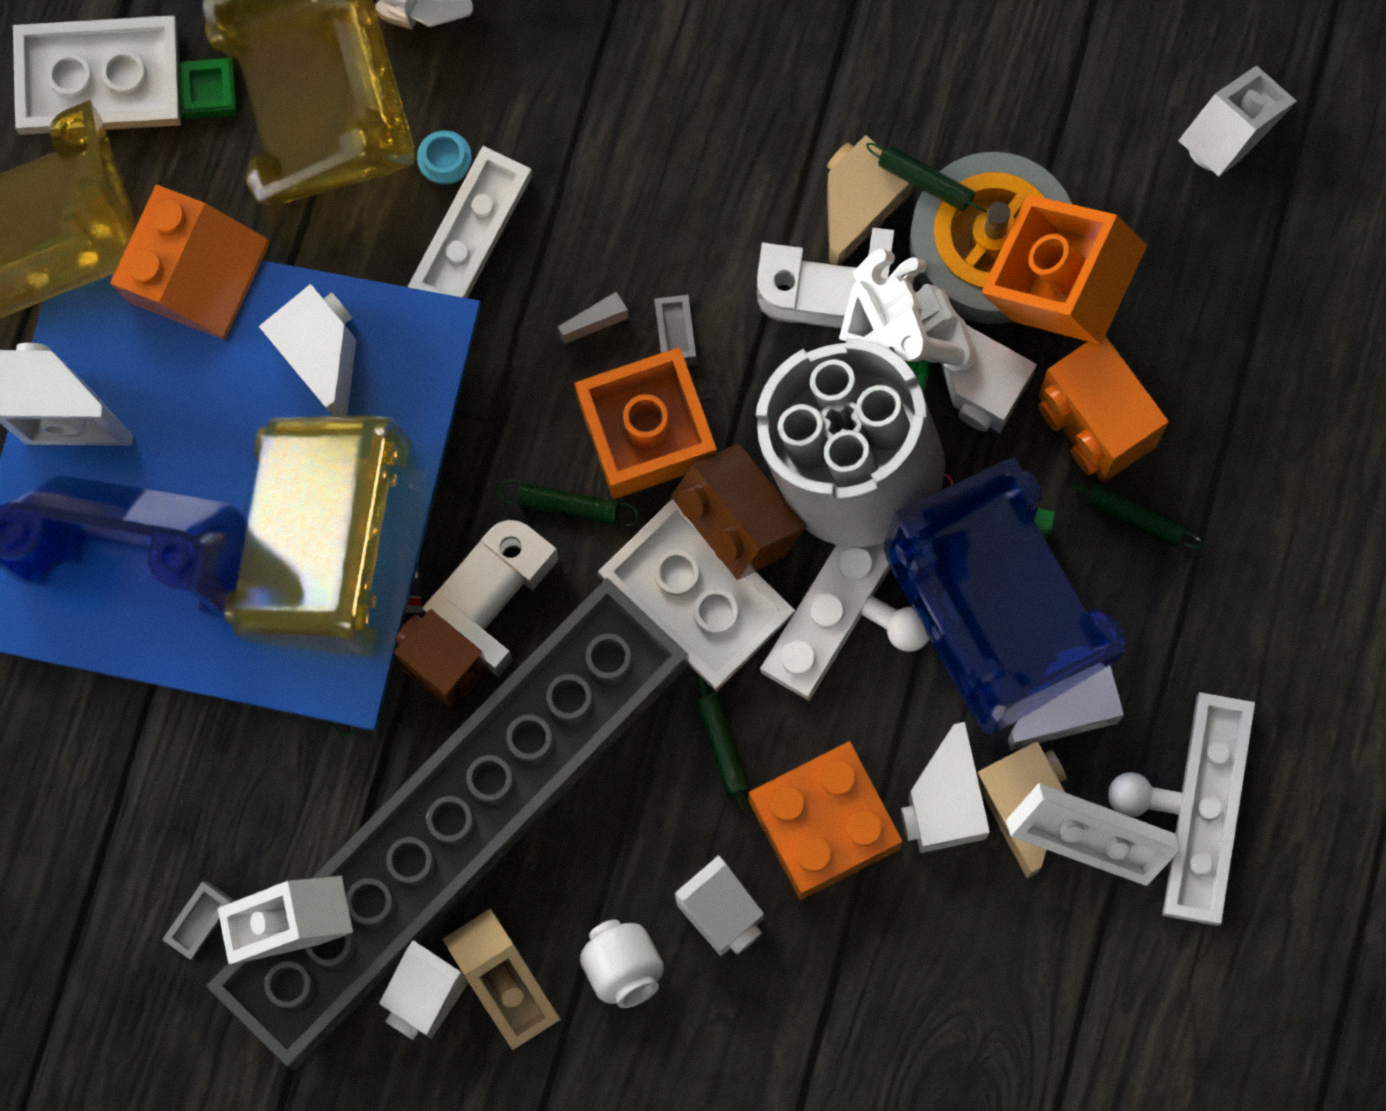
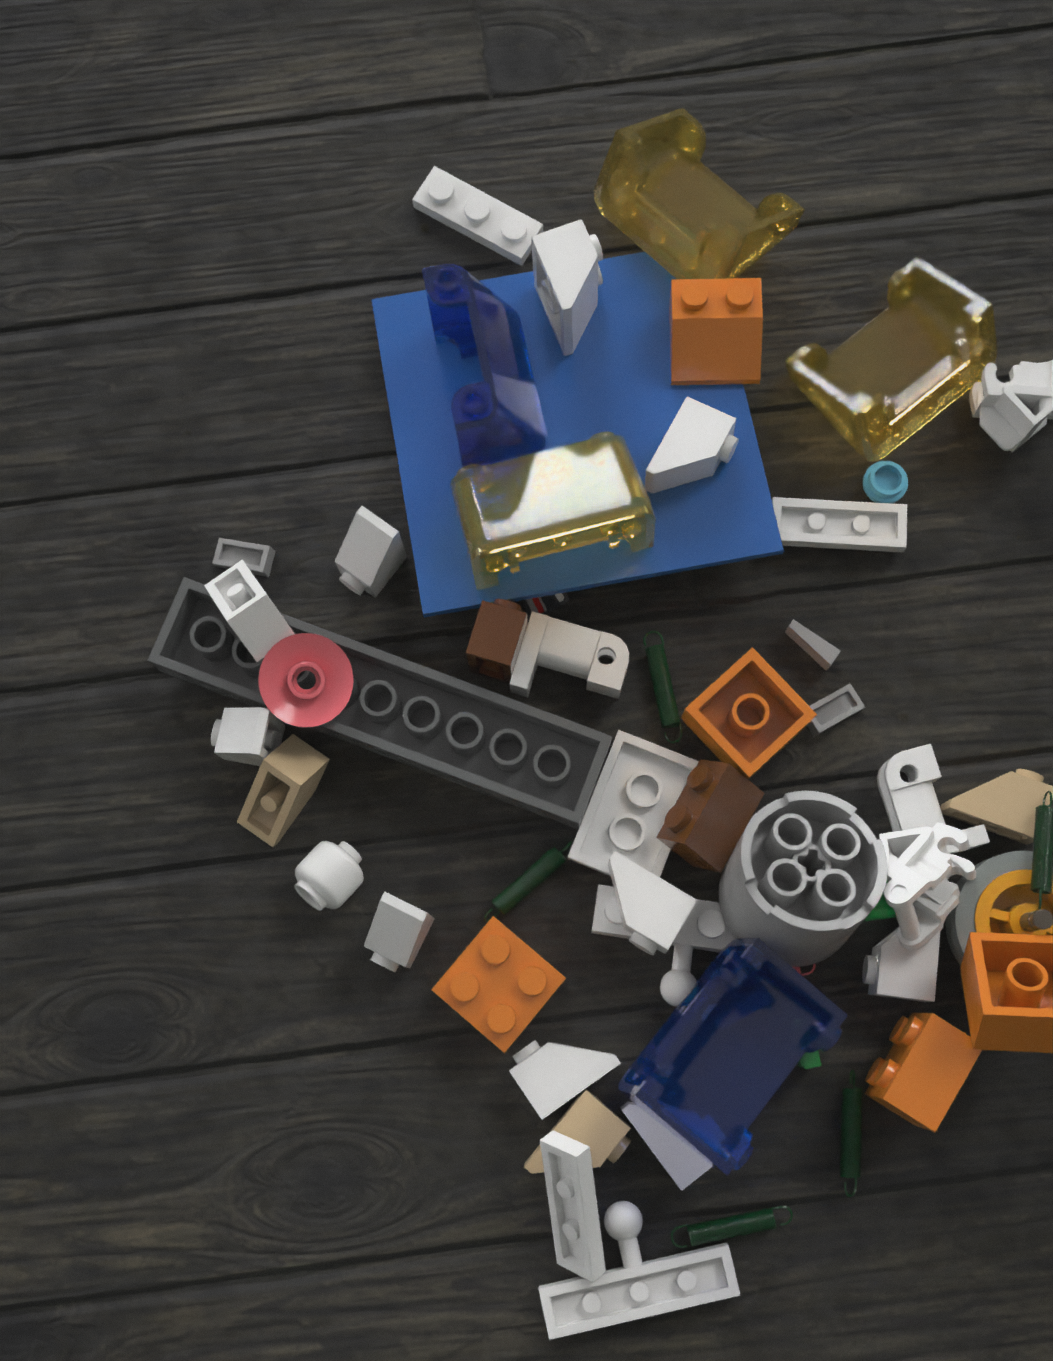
camera: 70 degrees right, 0 degrees up
(116, 63) = (840, 220): white plate -> none
(207, 88) = (856, 295): green tile -> none
(270, 766) = (369, 553): none -> white slope
(420, 869) = (280, 686): none -> coral dish
(807, 619) = (648, 905): none -> white slope
(1182, 683) = (731, 1226): none -> dark green piece

